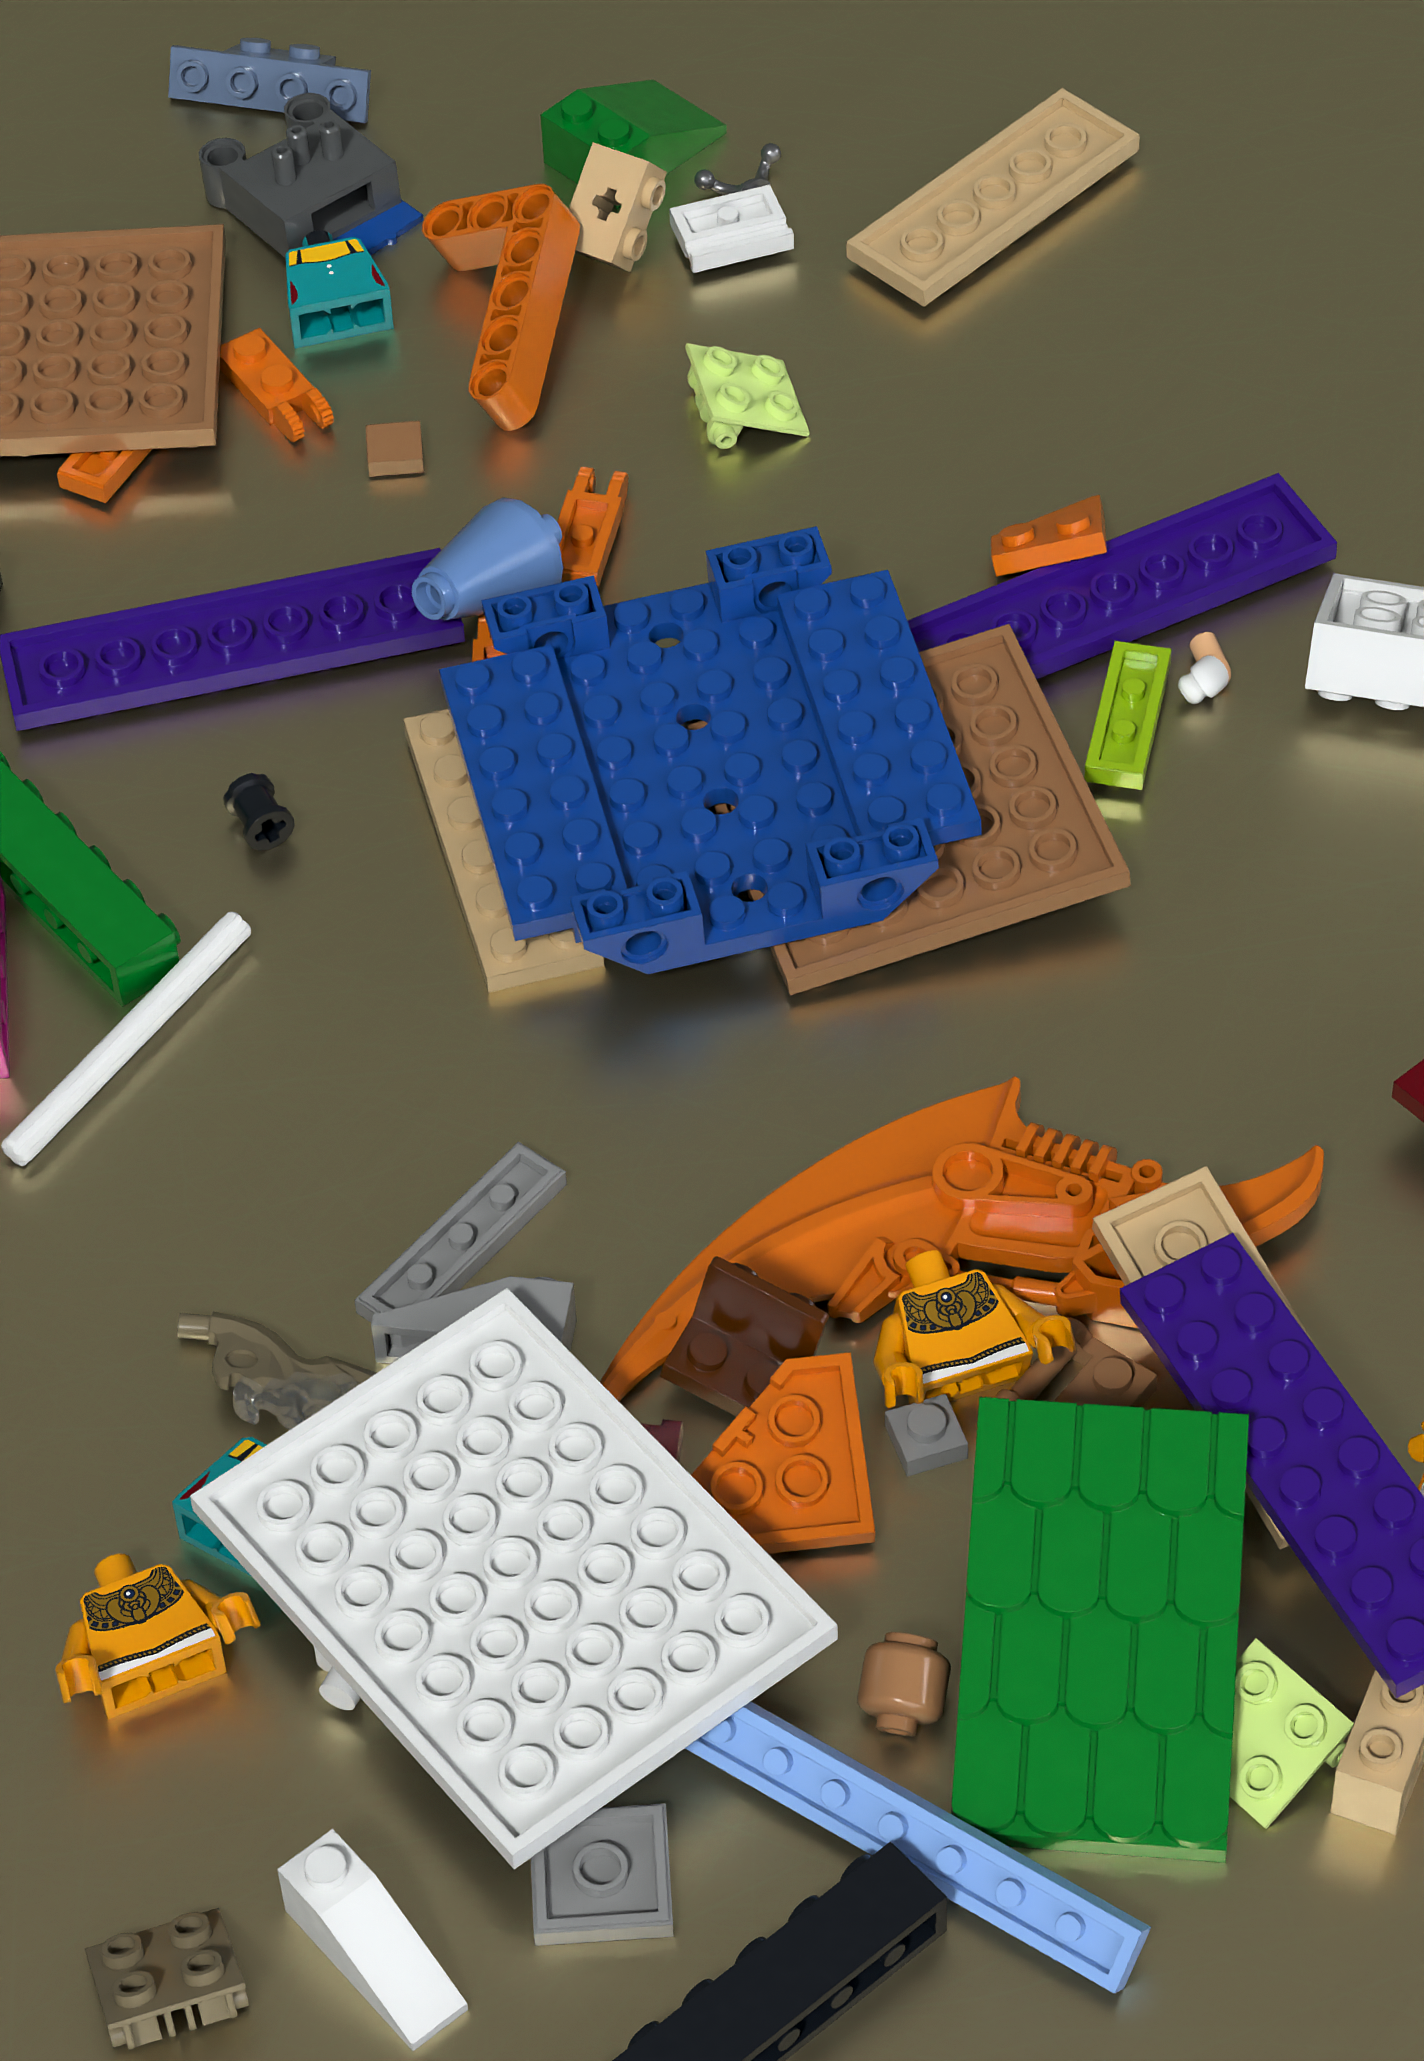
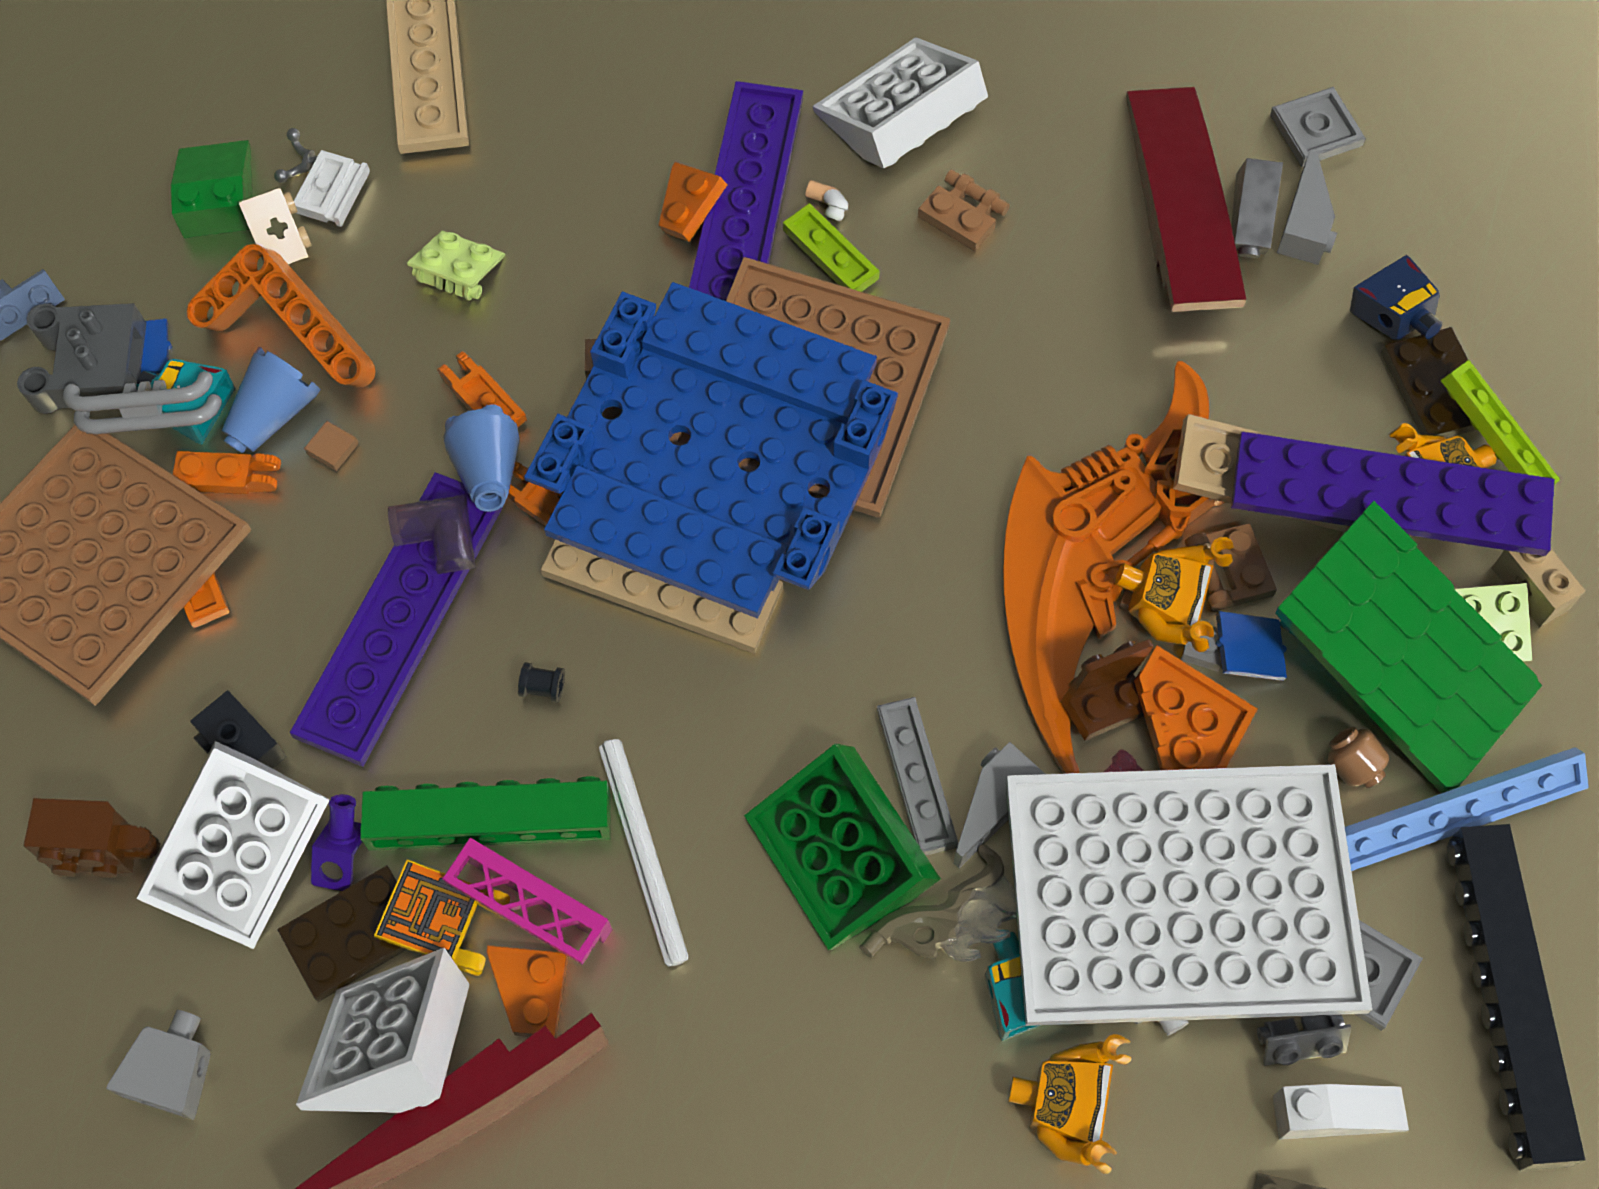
camera: 55 degrees left, 15 degrees up
(270, 246) = (142, 407): none -> light grey piece
(299, 1214) = (841, 846): none -> green slope
(368, 586) = (439, 520): none -> clear purple brick
(388, 349) = (265, 401): none -> medium blue cone
(425, 1840) = (1322, 1037): none -> flat silver hinge
(942, 1474) = (1251, 646): none -> blue piece
(1320, 811) = (959, 218): none -> medium nougat plate

